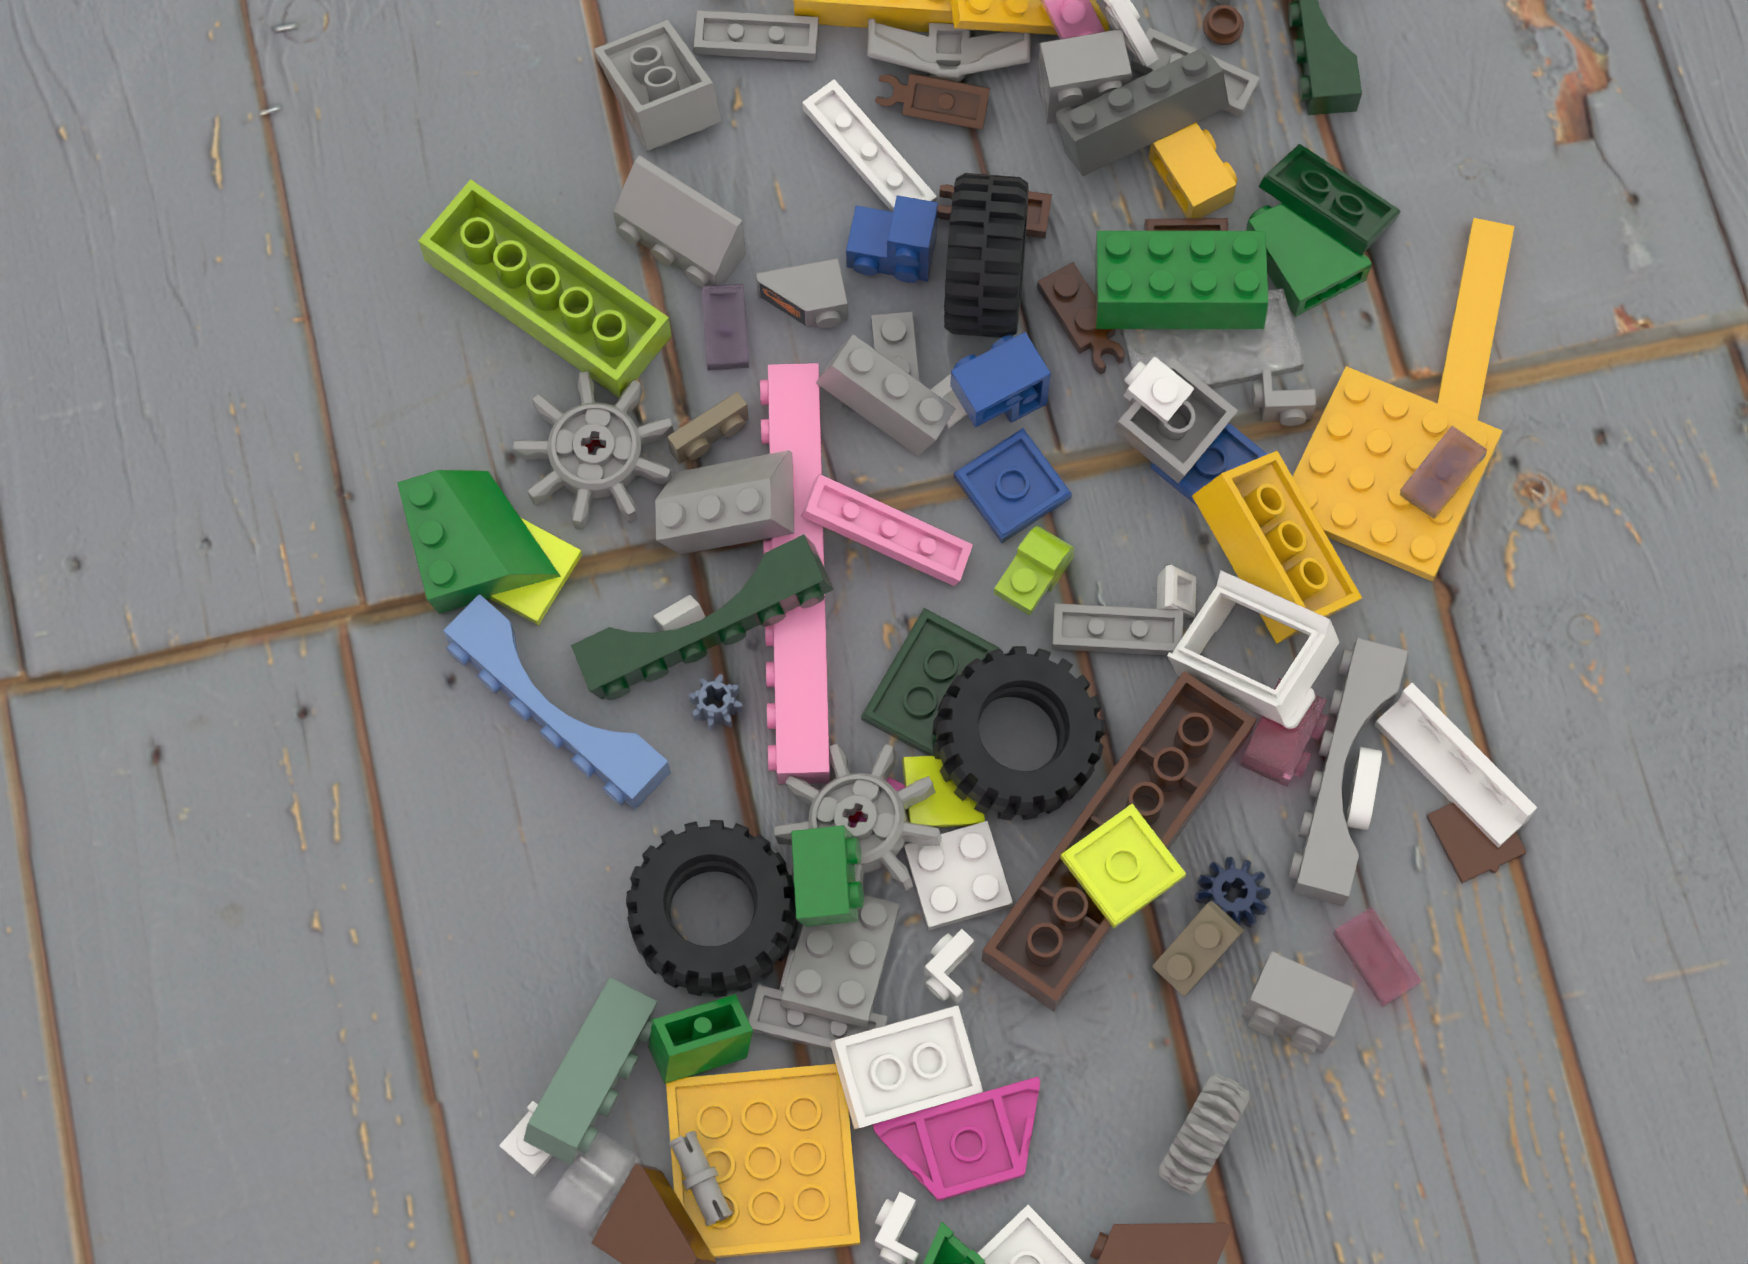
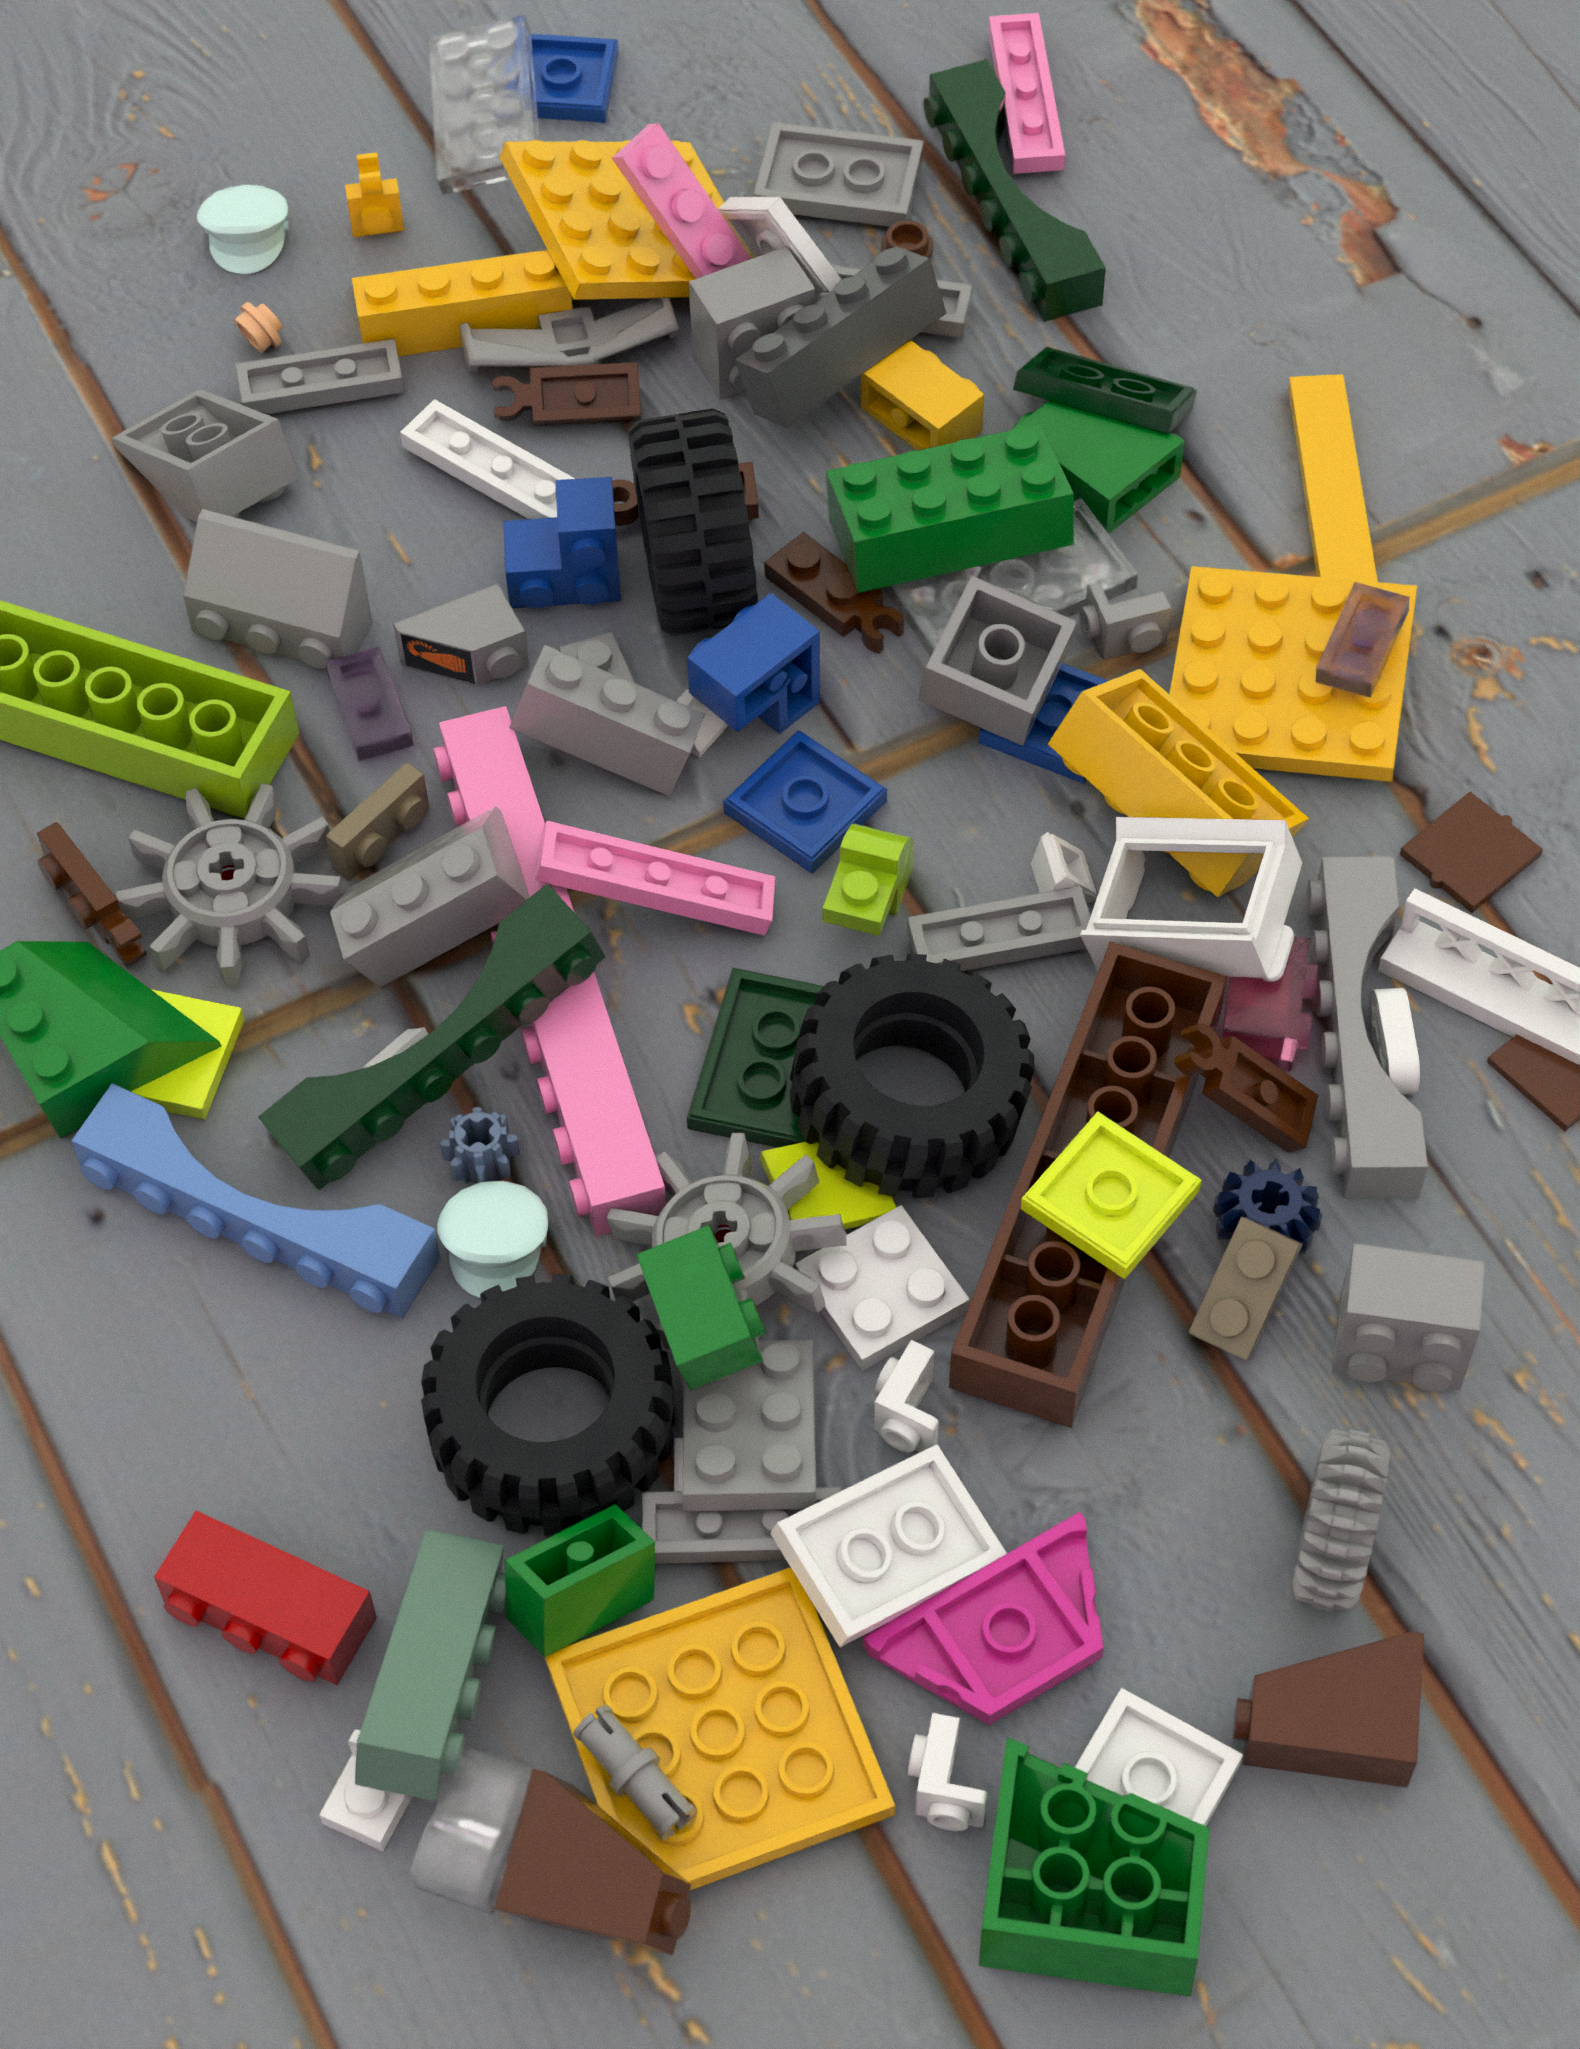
camera: 15 degrees left, 15 degrees down
(496, 440) = (89, 896): none -> reddish brown plate
(497, 992) = (265, 1599): none -> red brick
(708, 769) = (493, 1234): none -> light aqua piece
(1157, 388) = (964, 615): white bracket -> none
(1248, 803) = (1250, 1087): none -> reddish brown plate
(1377, 957) = (1476, 1229): clear pink plate -> none
(1472, 649) = (1471, 851): none -> reddish brown piece

